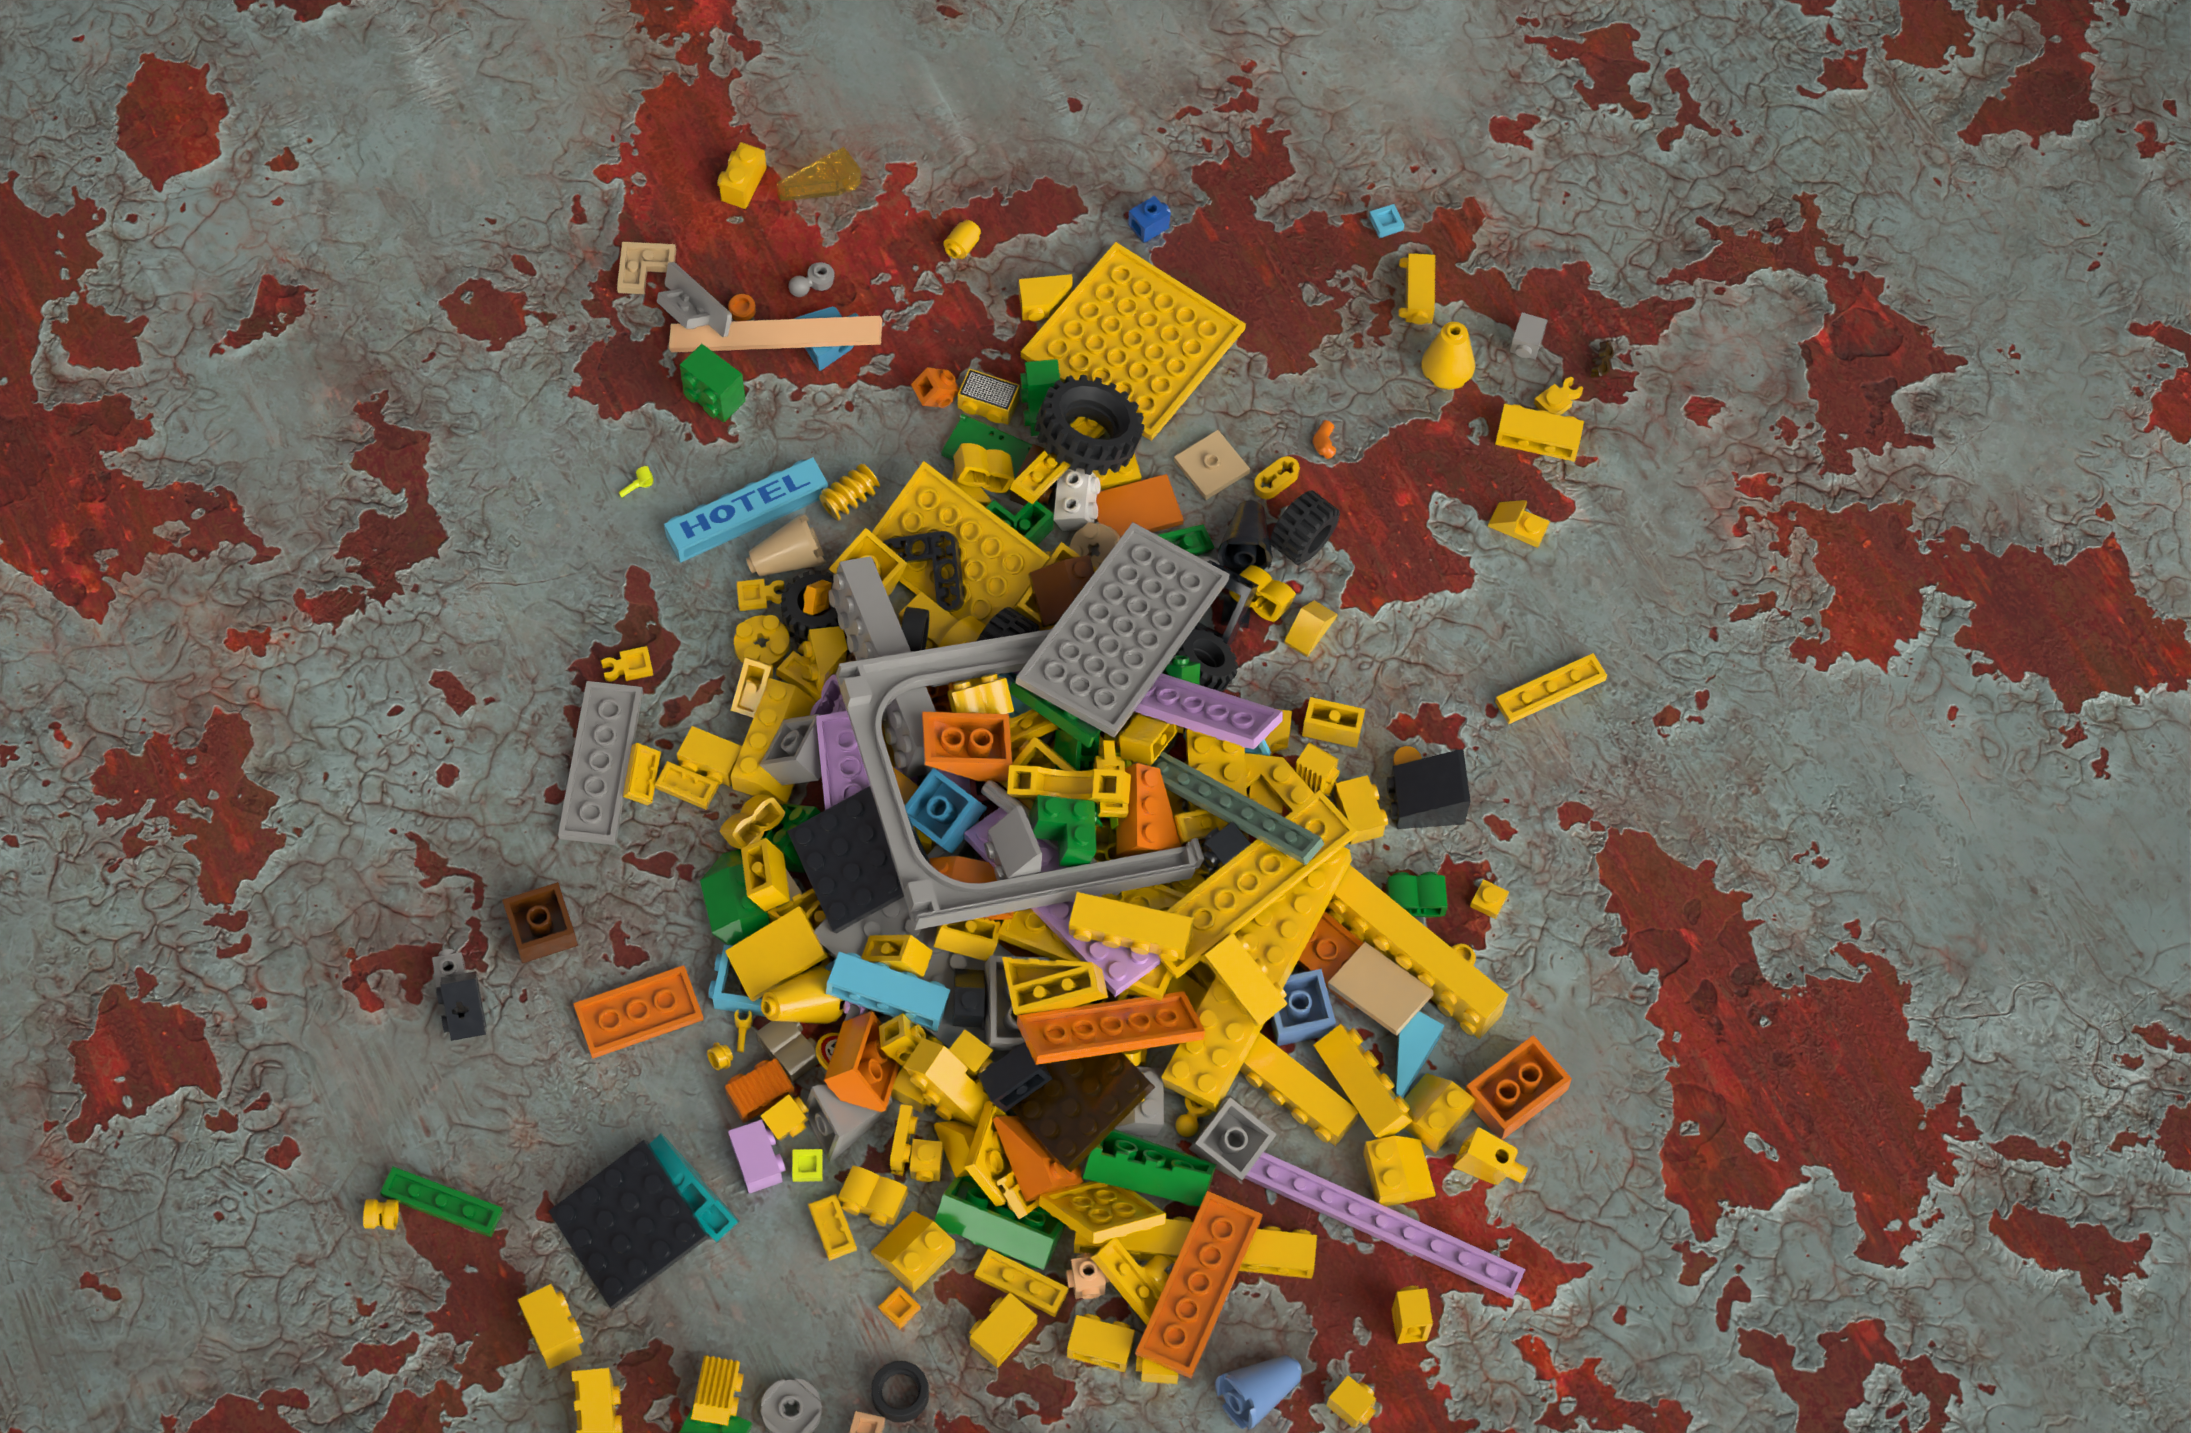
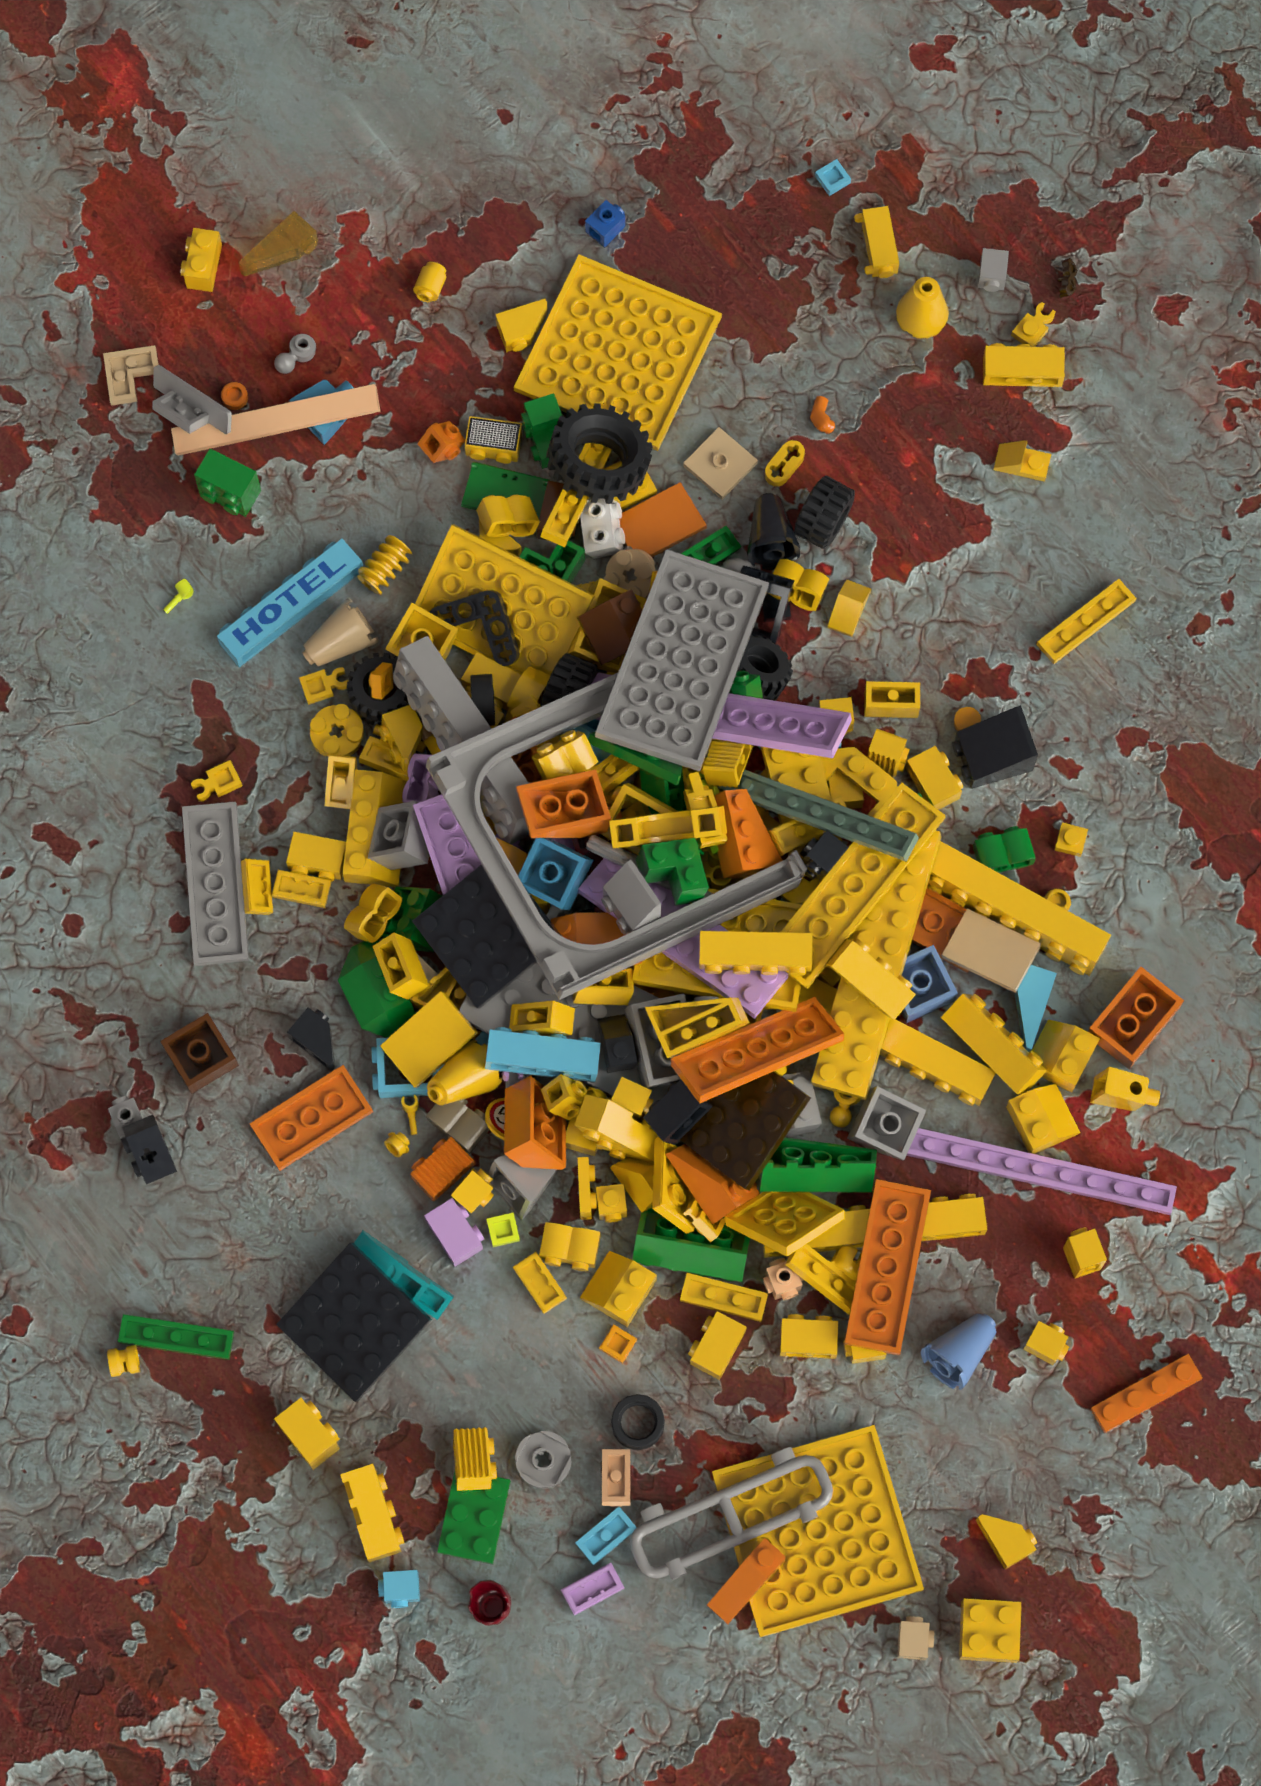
camera: 10 degrees left, 10 degrees up
(662, 931) = (314, 1036): none -> black slope

